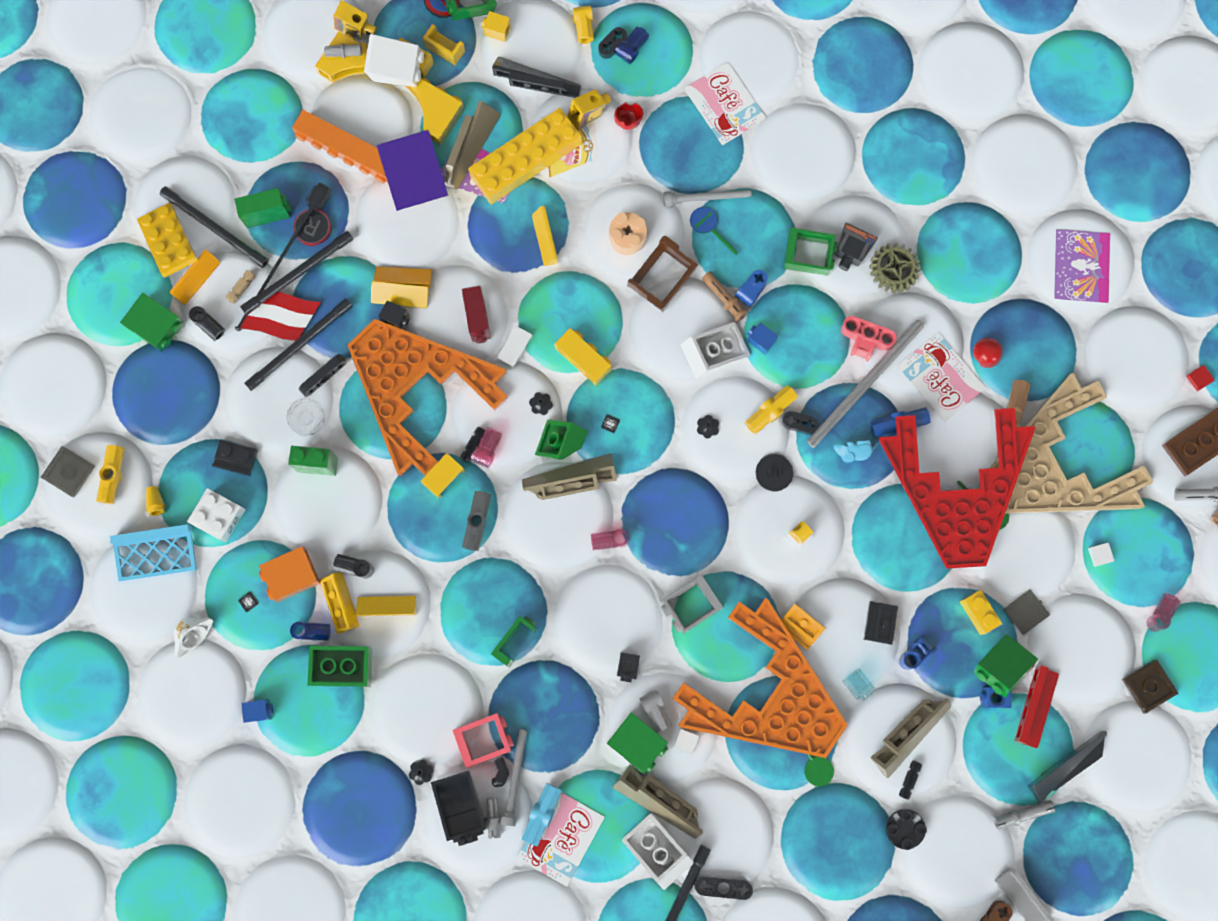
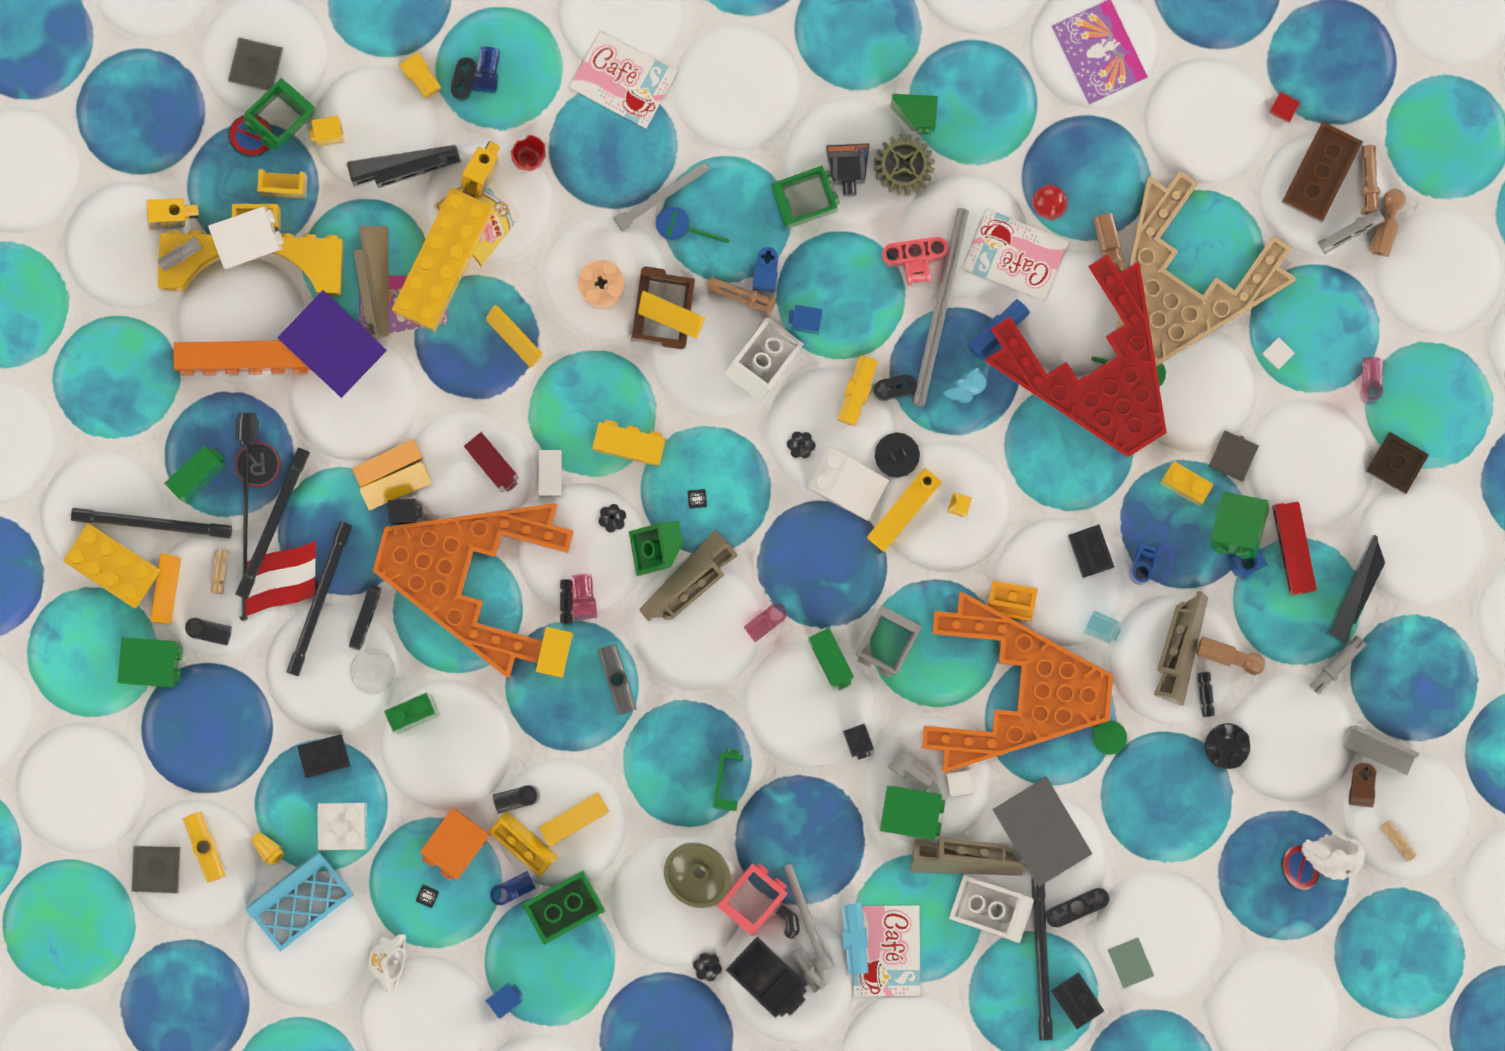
camera: 30 degrees left, 5 degrees up
(444, 702) = (692, 884): none -> olive dish
(642, 593) = (831, 659): none -> green window
(665, 280) = (671, 315): none -> yellow slope
(726, 472) = (847, 484): none -> white slope
(728, 814) = (1042, 831): none -> dark grey sticker
(757, 515) = (904, 510): none -> yellow piece
(925, 233) = (916, 111): none -> green slope
(941, 757) = (1227, 655): none -> medium nougat piece

